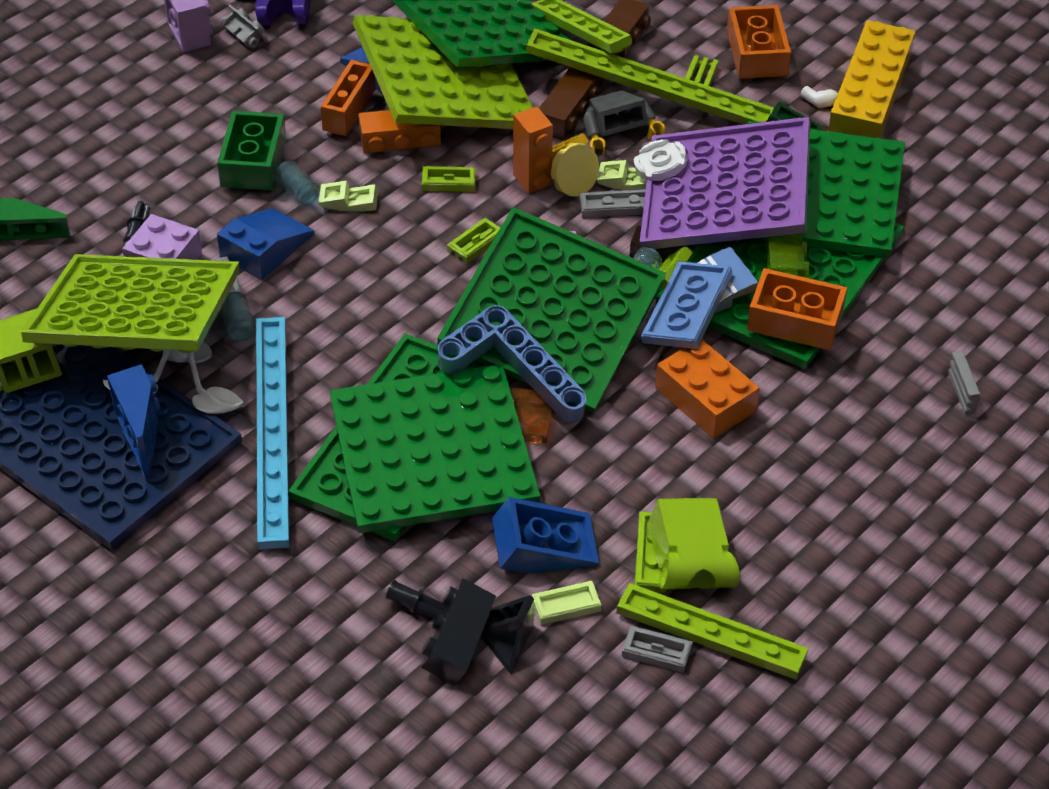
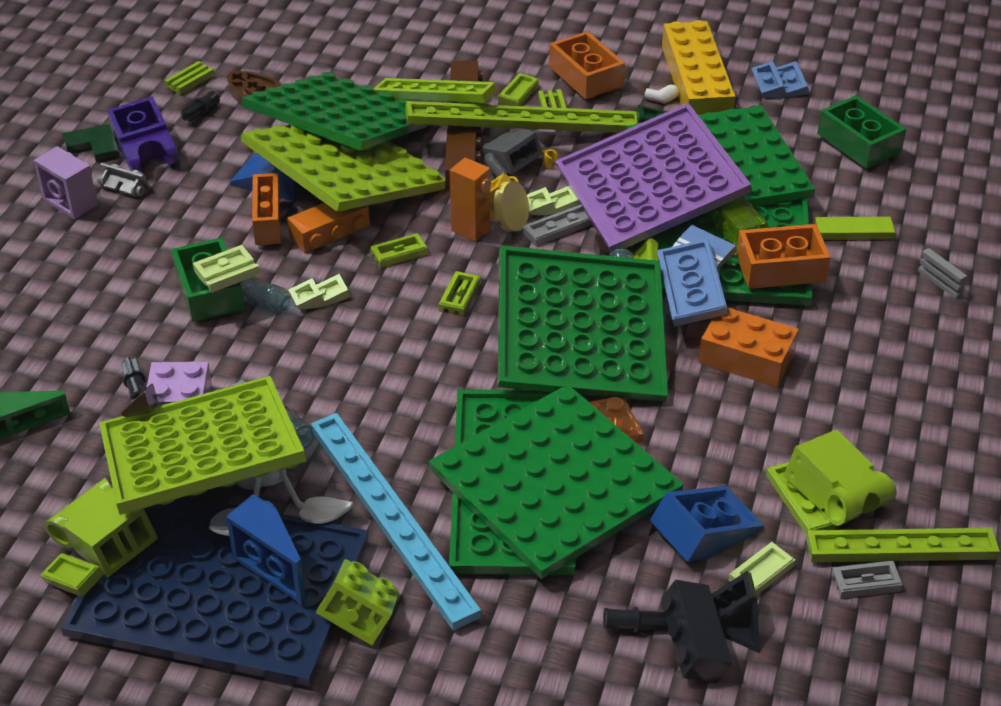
camera: 25 degrees left, 5 degrees down
(117, 248) = (142, 404): none -> dark brown slope
(190, 491) = (359, 601): none -> lime bracket
(262, 240) = (265, 353): blue slope -> none
(263, 146) = (226, 268): none -> yellowish green plate
(518, 357) = (585, 371): medium blue beam -> none
(660, 160) = (580, 176): white tile -> none
(677, 48) = (518, 90): none -> lime tile
(913, 305) = (855, 228): none -> lime tile
(957, 121) = (780, 81): none -> medium blue slope
(993, 204) = (861, 131): none -> green brick

